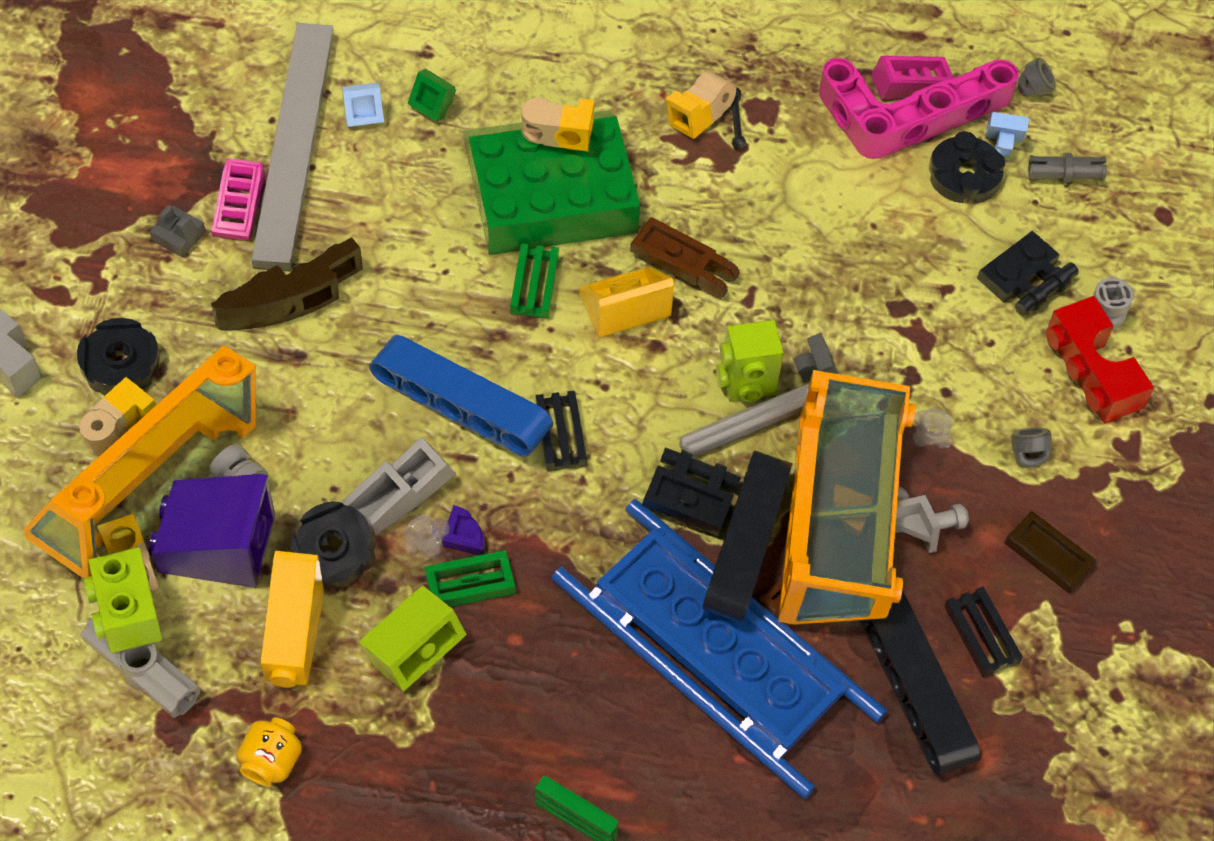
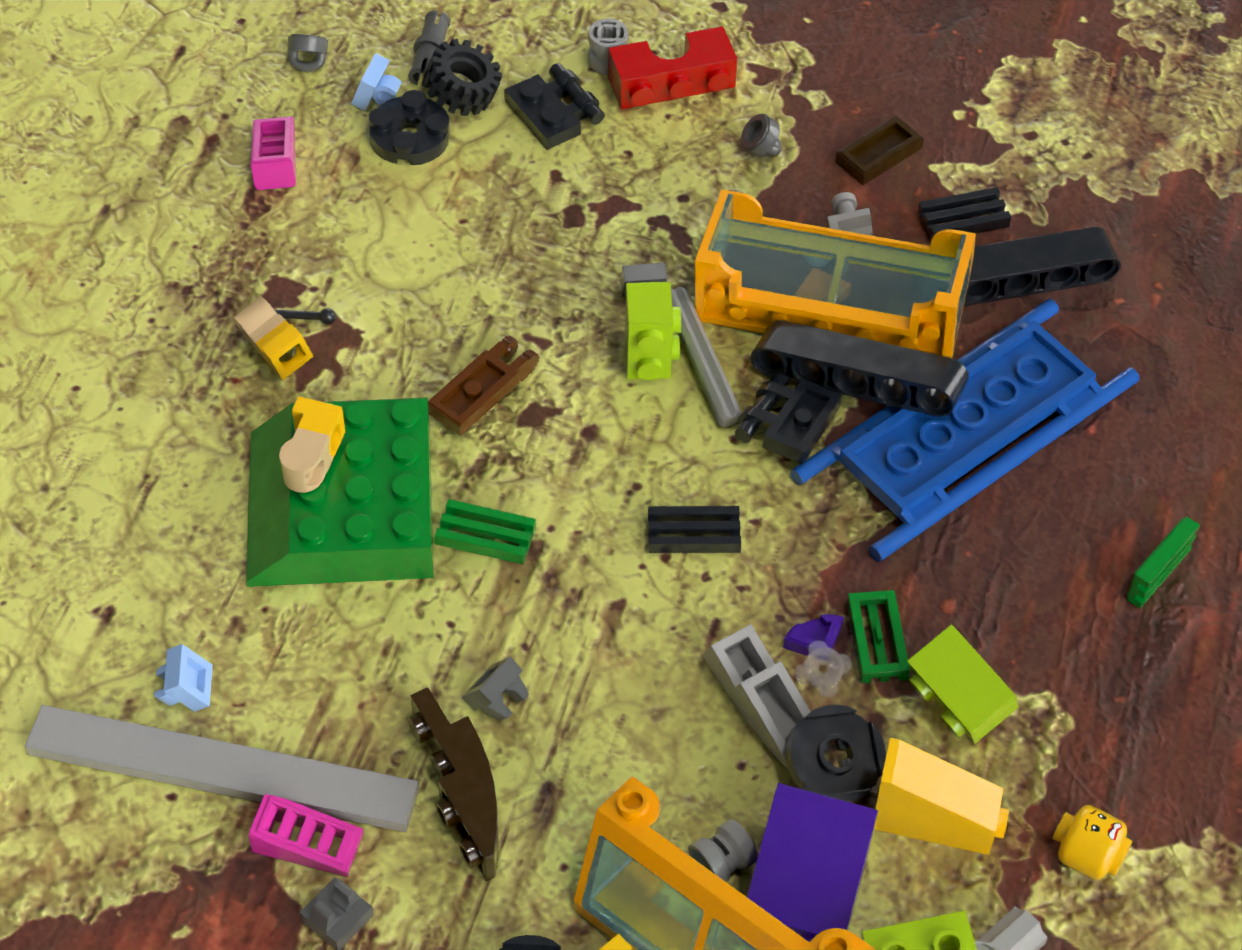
camera: 80 degrees left, 5 degrees down
(371, 297) = (488, 689): none -> dark grey tile
(431, 95) = (191, 602): green tile -> none
(461, 395) = (644, 613): blue beam -> none
(628, 300) = (529, 441): yellow slope -> none
(884, 128) = (341, 187): dark pink beam -> none
(1044, 176) = (453, 90): none -> black tyre

